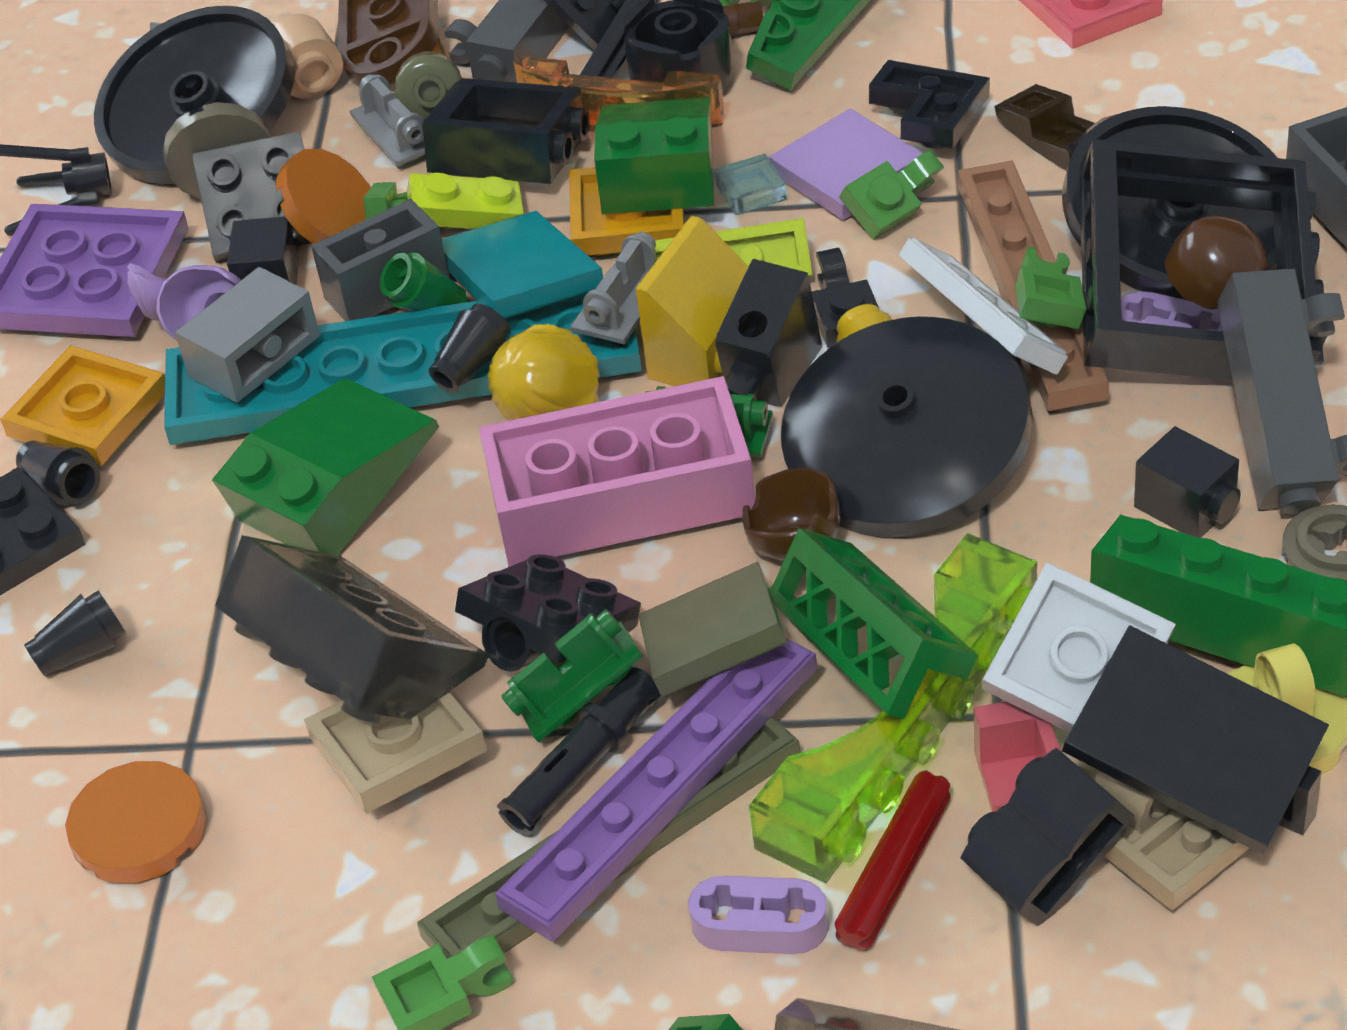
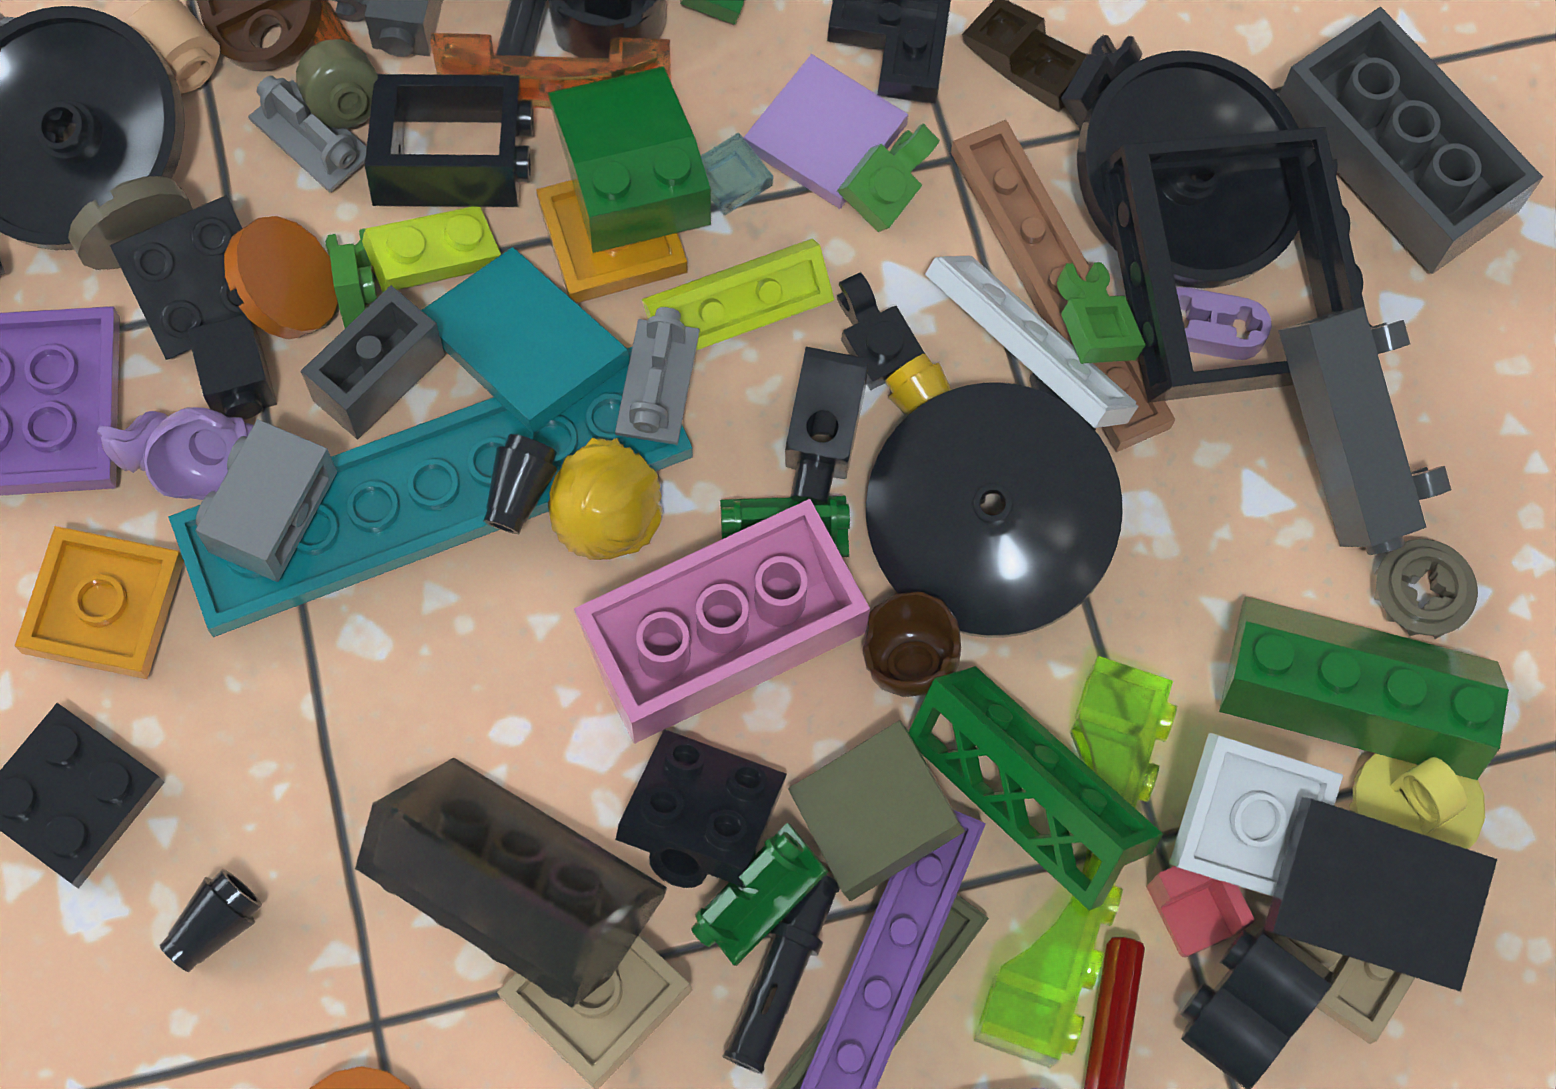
camera: 25 degrees left, 25 degrees up
(60, 471) = (106, 702): black cone -> none
(323, 466) = (409, 654): green slope -> none
(417, 284) = (429, 392): green cone -> none
(685, 304) = (746, 390): yellow slope -> none
(1187, 483) = (1279, 539): black brick -> none
(1209, 254) = (1270, 282): reddish brown hair -> none

